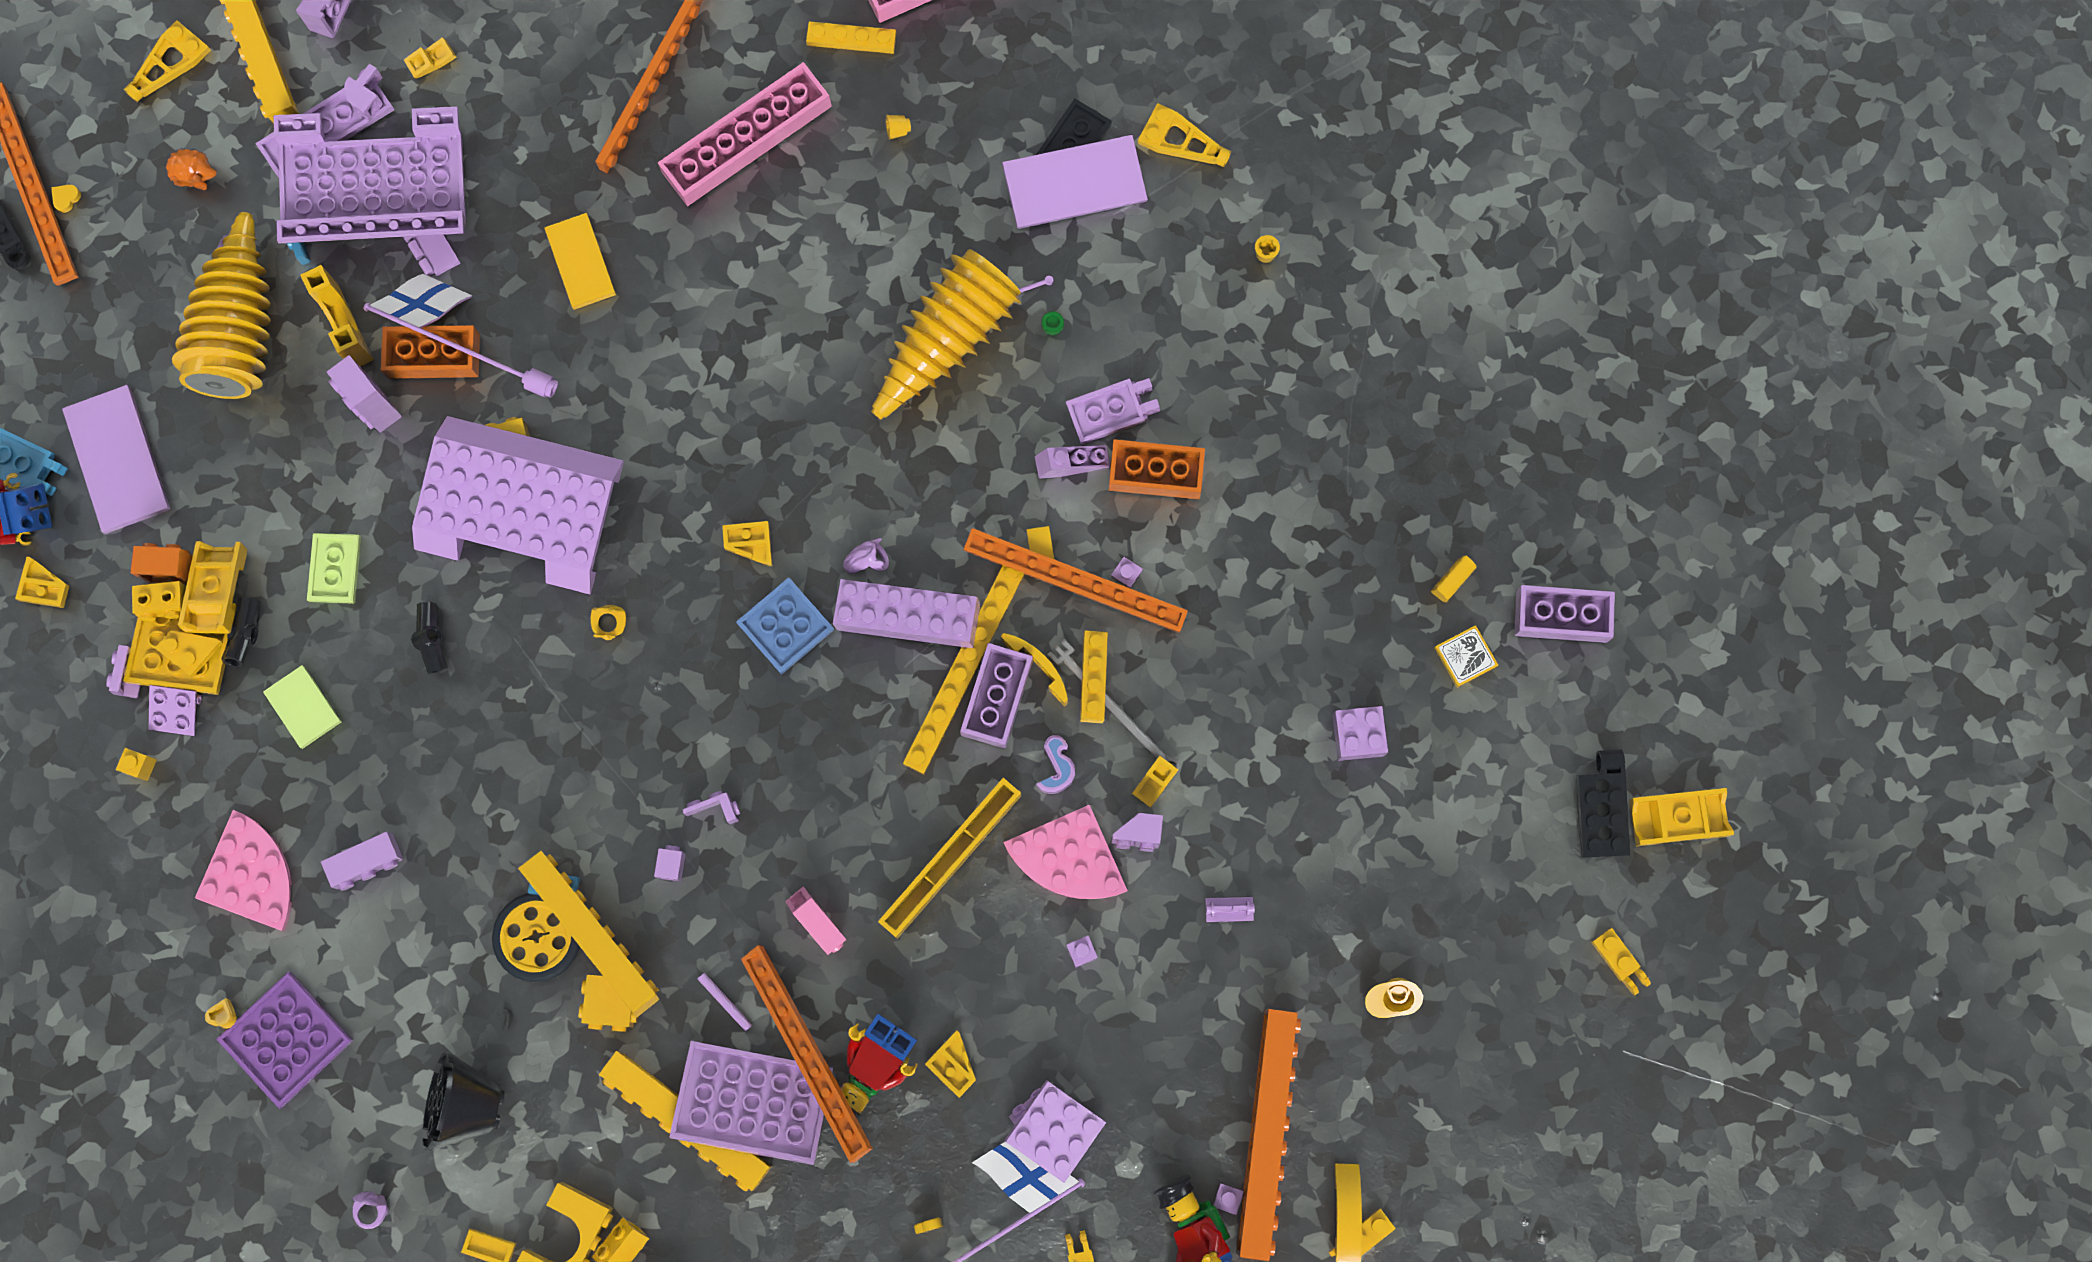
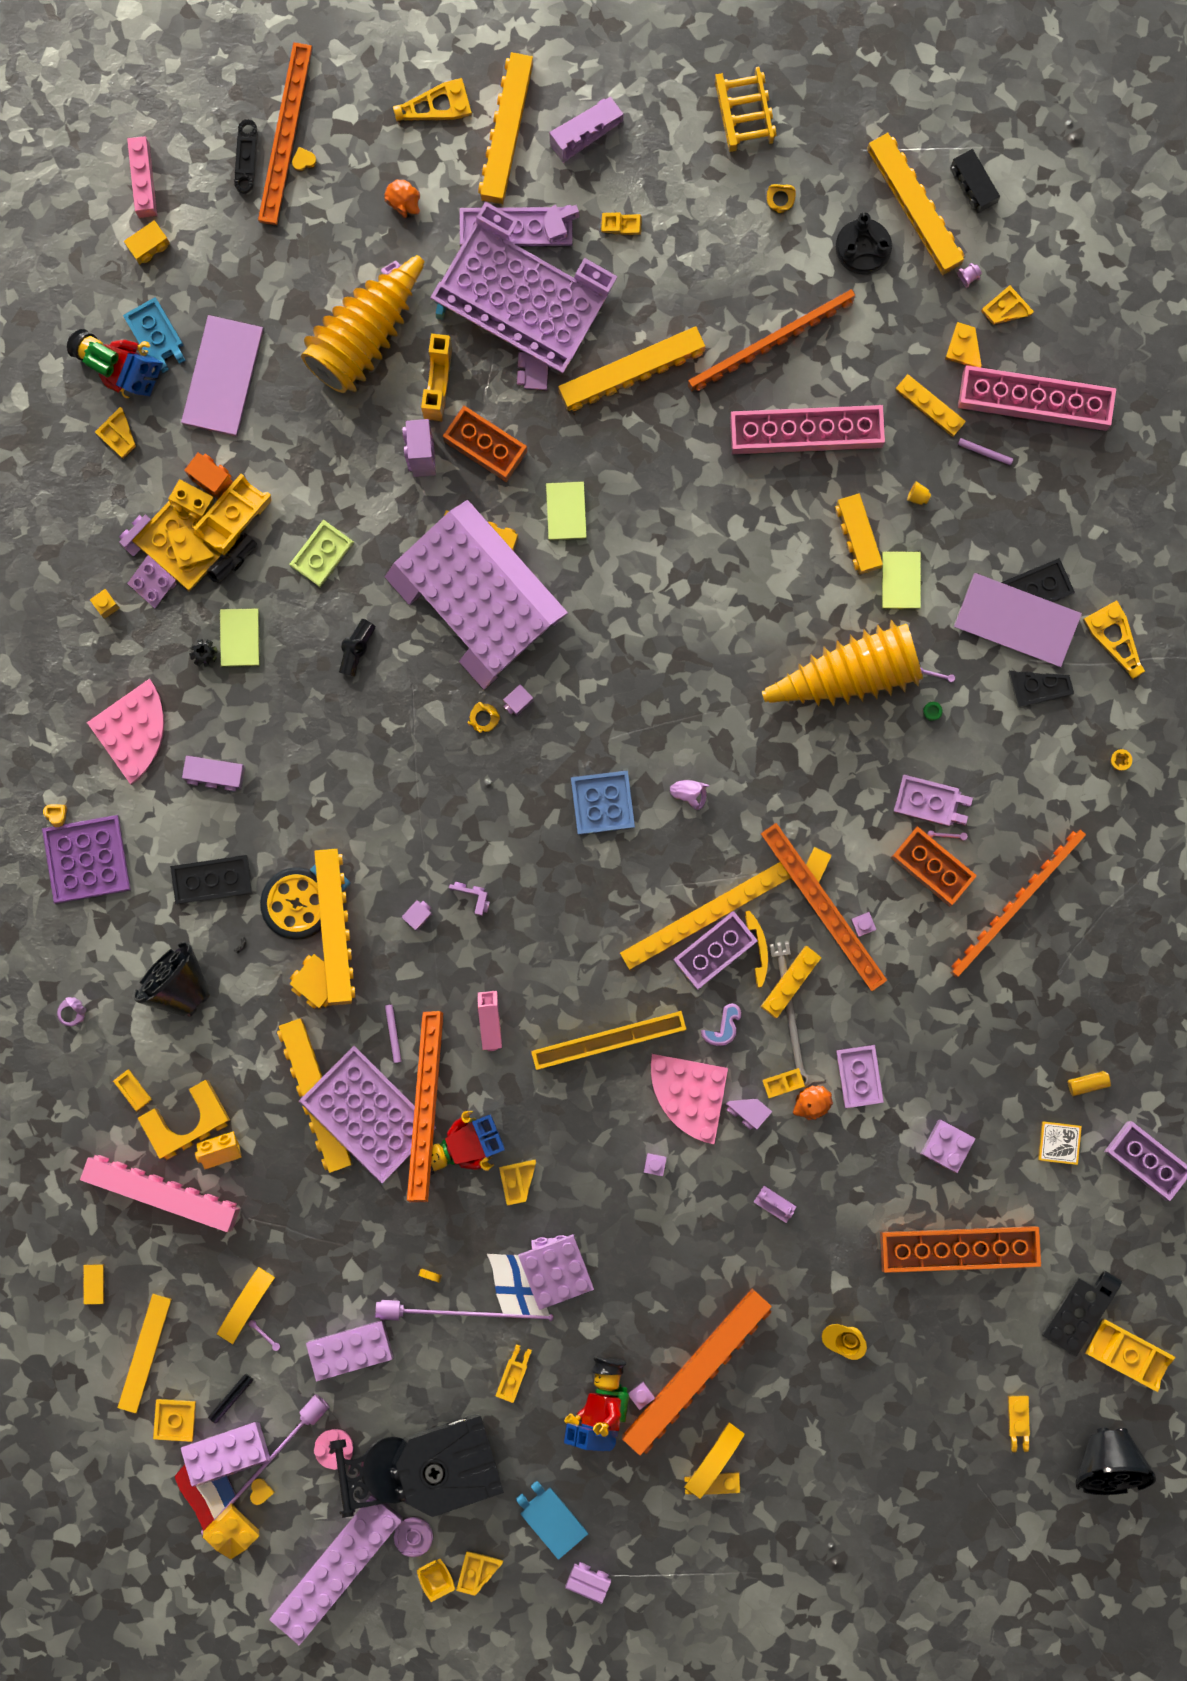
camera: 35 degrees right, 5 degrees up
(279, 748) = (207, 656): none -> black piece
(427, 300) = (504, 404): flag -> none
(430, 972) = (211, 879): none -> black plate
(532, 188) = (631, 369): none -> yellow brick
(557, 358) = (566, 511): none -> yellowish green tile
(580, 261) = (630, 444): yellow tile -> none
(631, 581) = (517, 700): none -> lavender brick
(749, 541) = (617, 726): yellow wing -> none
(864, 200) = (859, 534): none -> yellow brick
(906, 613) = (691, 851): lavender brick -> none
(935, 46) = (984, 451): none -> lavender piece
(936, 218) = (901, 580): none -> yellowish green tile
(1071, 460) = (879, 819): lavender slope -> none
(1138, 235) = (1035, 688): none -> black wing
(1165, 423) = (963, 836): none -> lavender hinge
(1197, 781) = (813, 1102): none -> orange animal
(1225, 724) = (859, 1076): none -> lavender plate
(1260, 461) = (1011, 908): none -> orange plate
(1443, 827) = (960, 1249): none -> orange brick
(1743, 936) = (1113, 1464): none -> black cone

